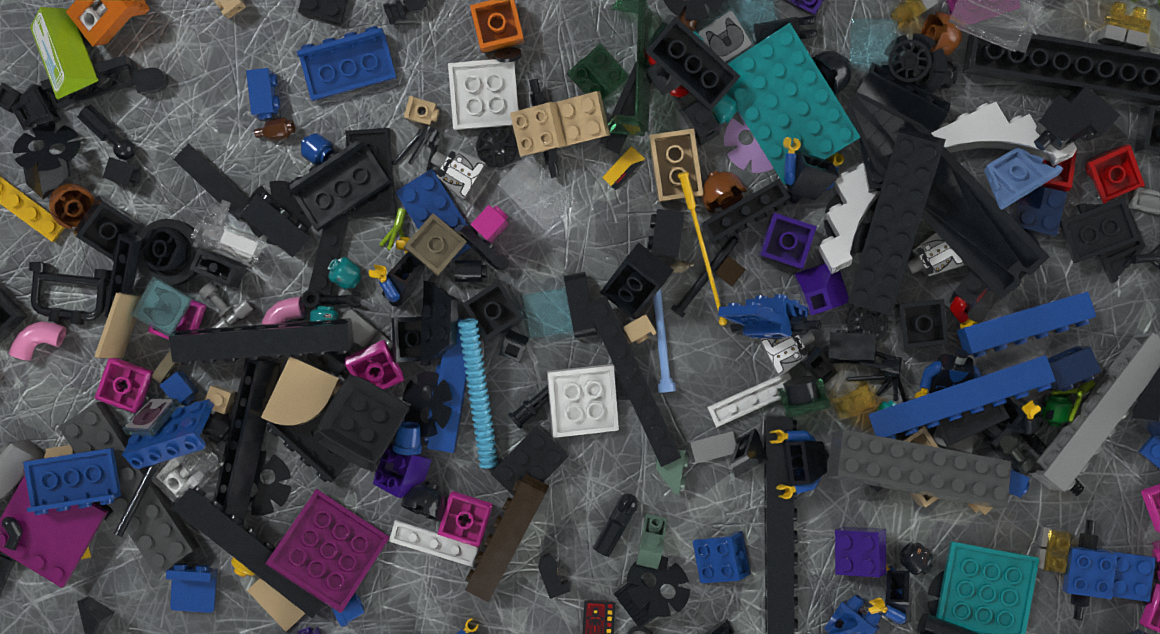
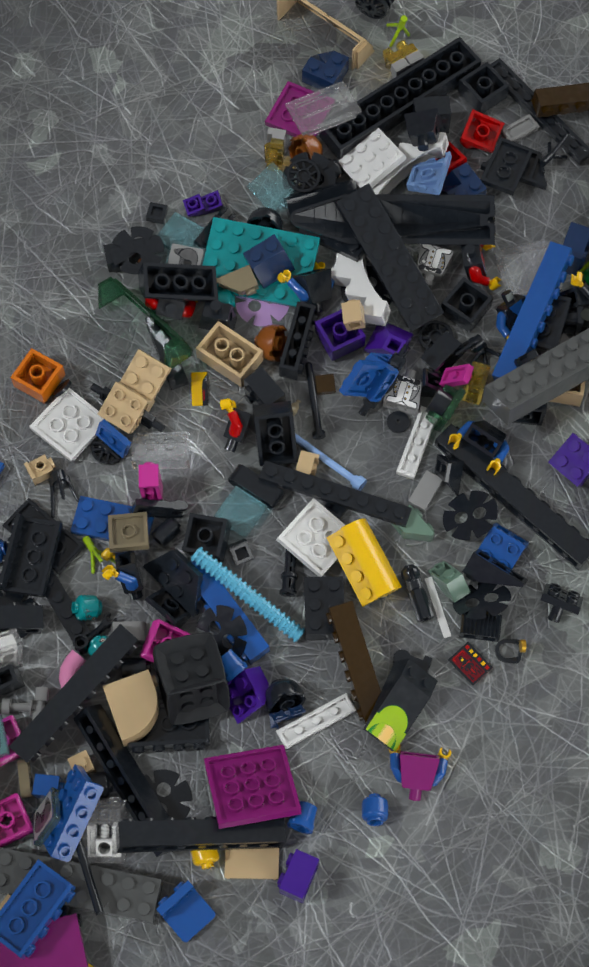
camera: 45 degrees left, 20 degrees down
(401, 511) = (285, 715): none -> dark blue piece
(451, 523) = (323, 670): dark pink brick -> none
(459, 171) = (99, 481): torso -> none
(504, 153) = (113, 438): none -> blue plate
(506, 601) = (399, 703): none -> black slope
(598, 72) = (125, 347): clear green slope -> none
(598, 461) = (363, 561): none -> yellow brick
(619, 238) = (237, 426): none -> torso
(622, 549) = (438, 608): none -> white sticker
(691, 205) = (261, 361): yellow piece -> none
(691, 569) = (488, 570): none -> black slope
(721, 524) = (461, 504): none -> black piece
(750, 109) = (239, 281): none -> dark tan slope
(760, 370) = (398, 416): none -> black wheel
(792, 116) = (268, 260): none -> dark blue slope
(810, 242) = (353, 315): none -> tan brick
(840, 383) = (457, 375): none -> dark pink plate
(908, 434) = (525, 358): none -> black tile
(986, 105) = (372, 159): none -> white plate
(1027, 323) = (524, 248): blue brick -> none

